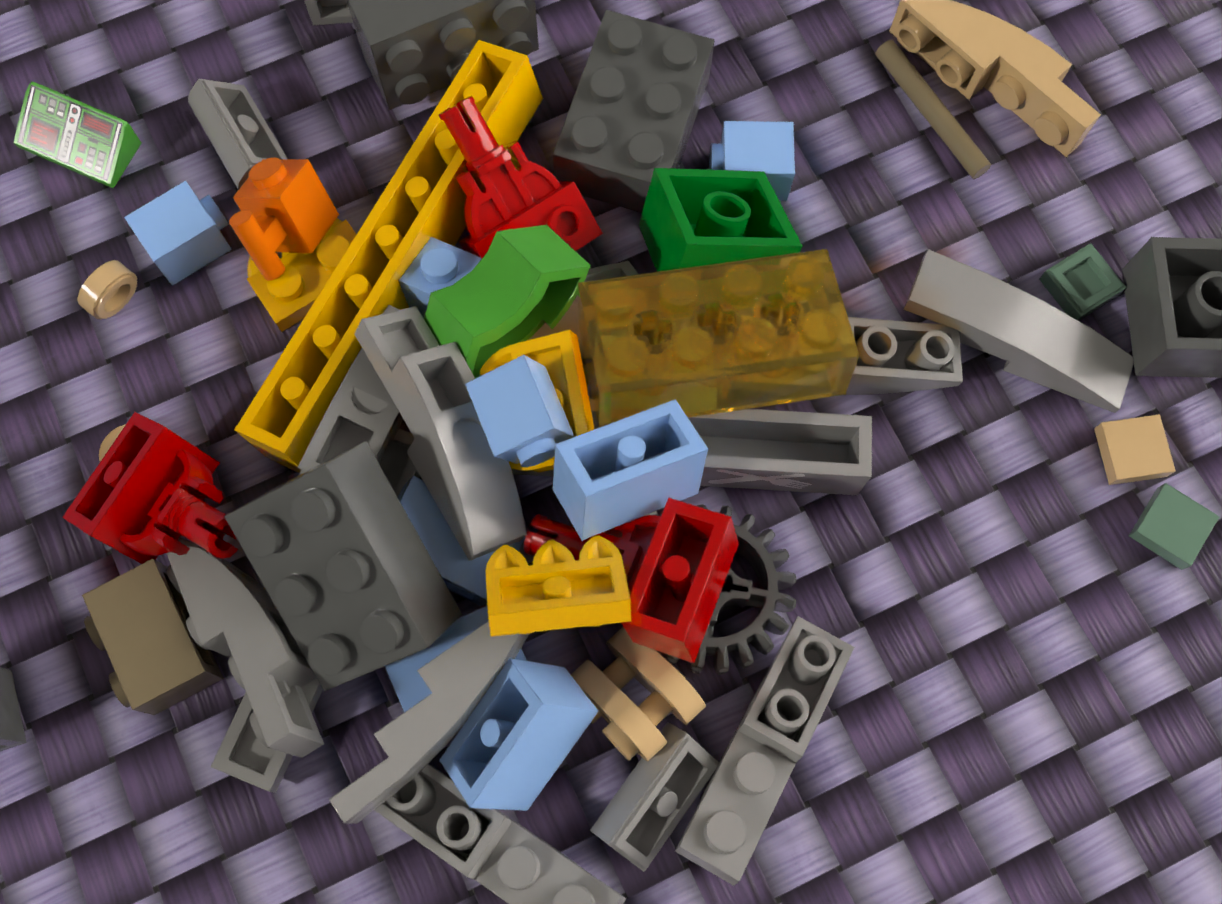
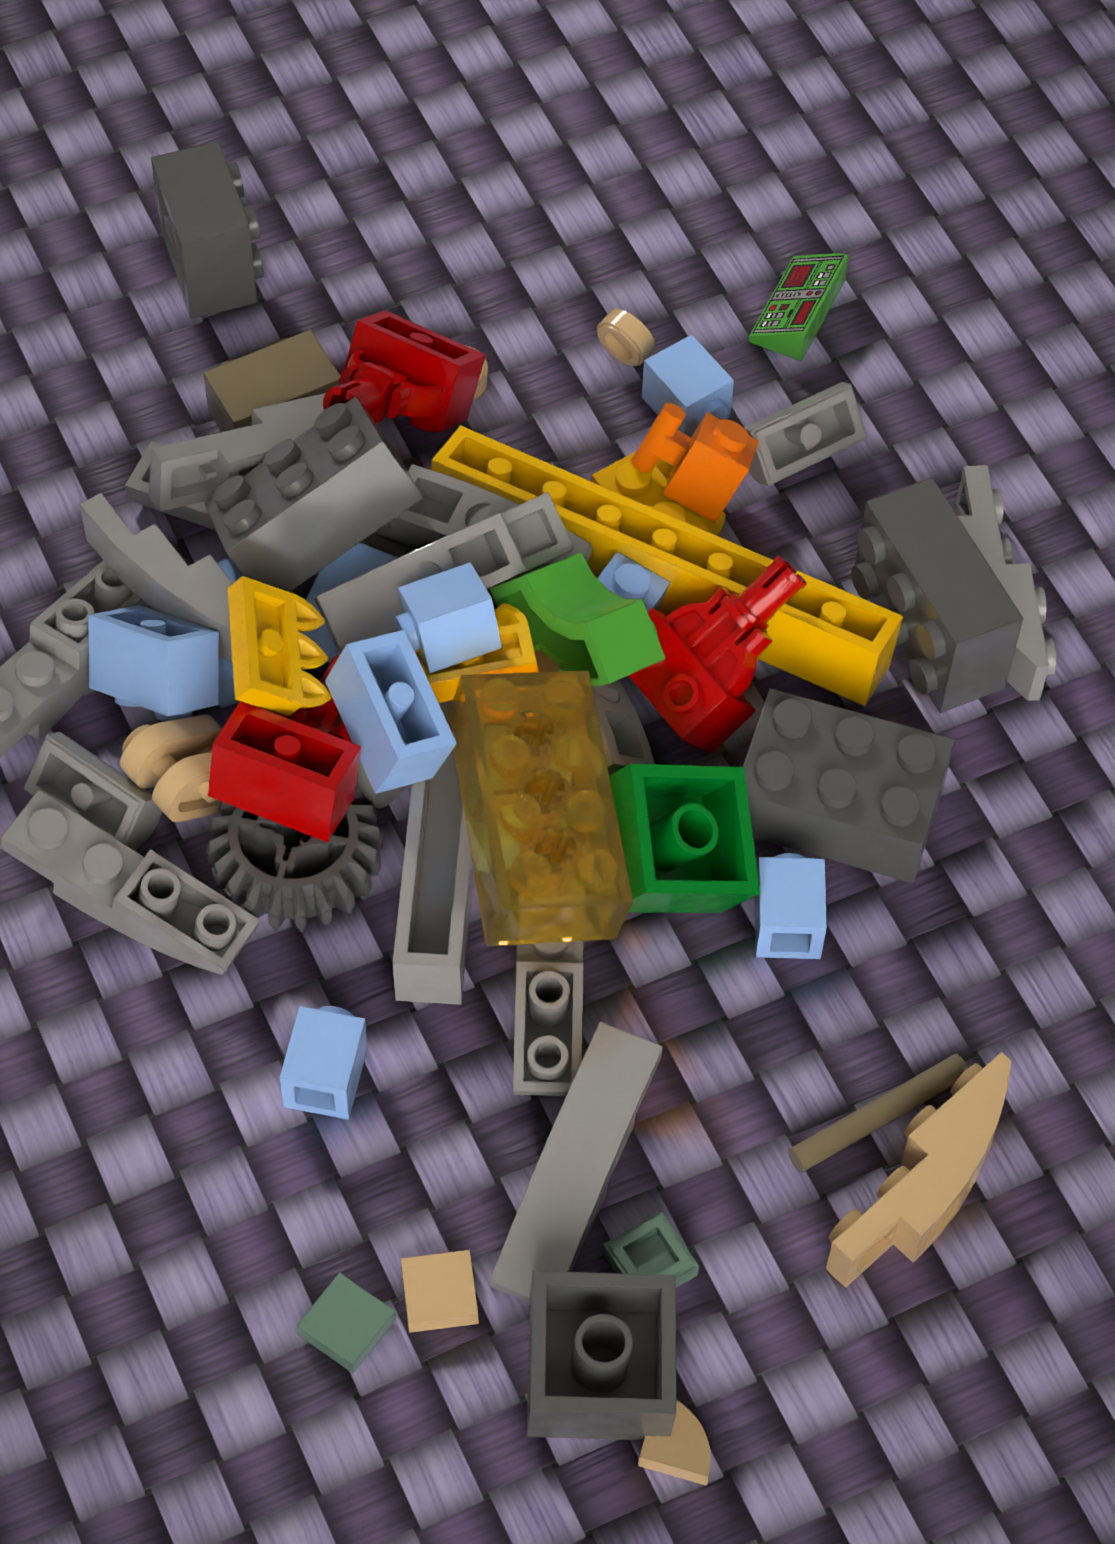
camera: 90 degrees right, 15 degrees down
(937, 550) = (324, 1061): none -> light blue brick

